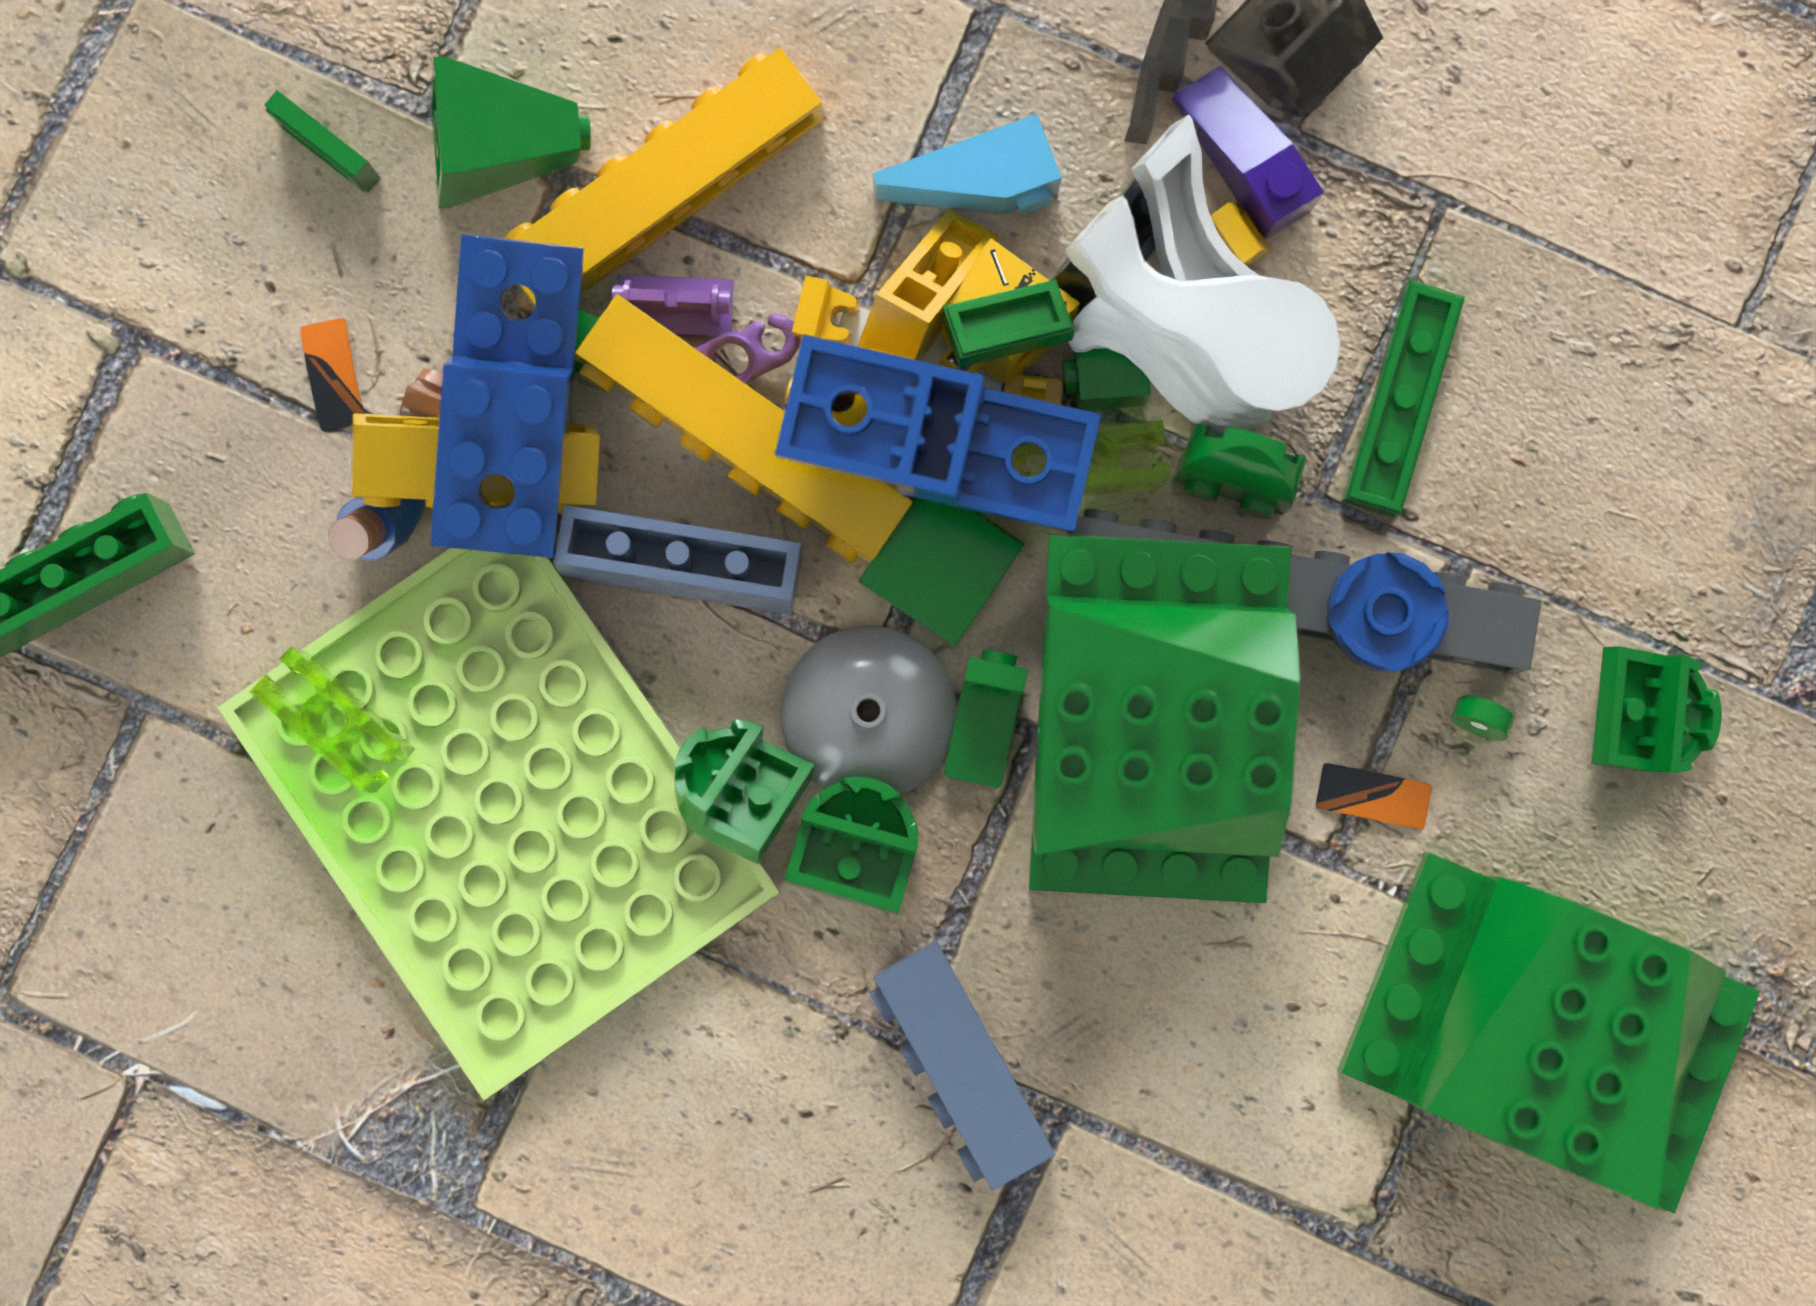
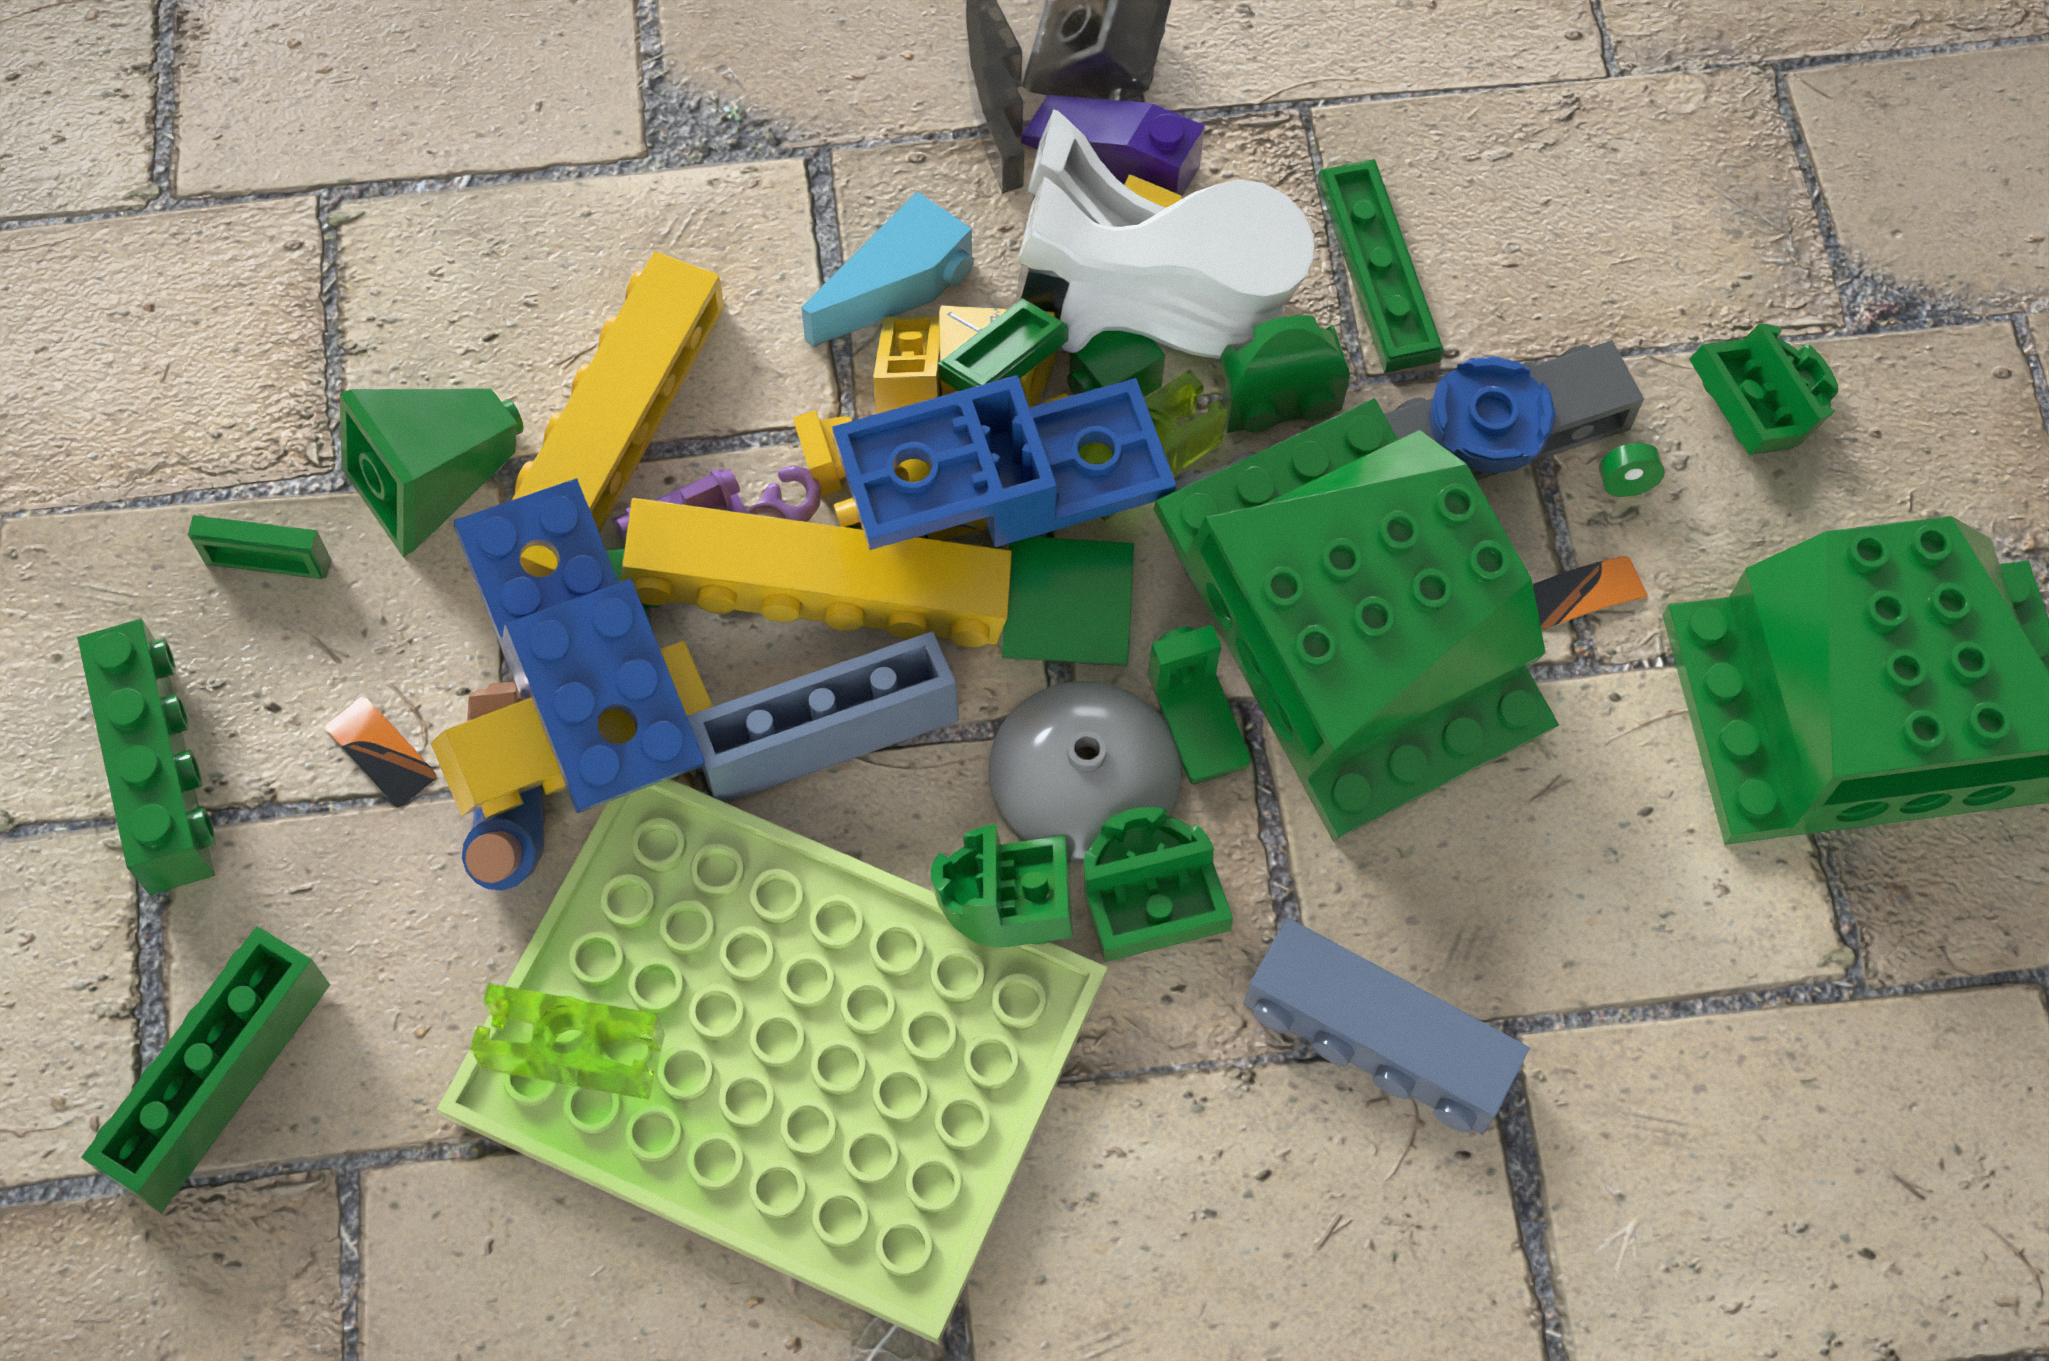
camera: 30 degrees left, 20 degrees down
(144, 282) = (146, 756): none -> green brick

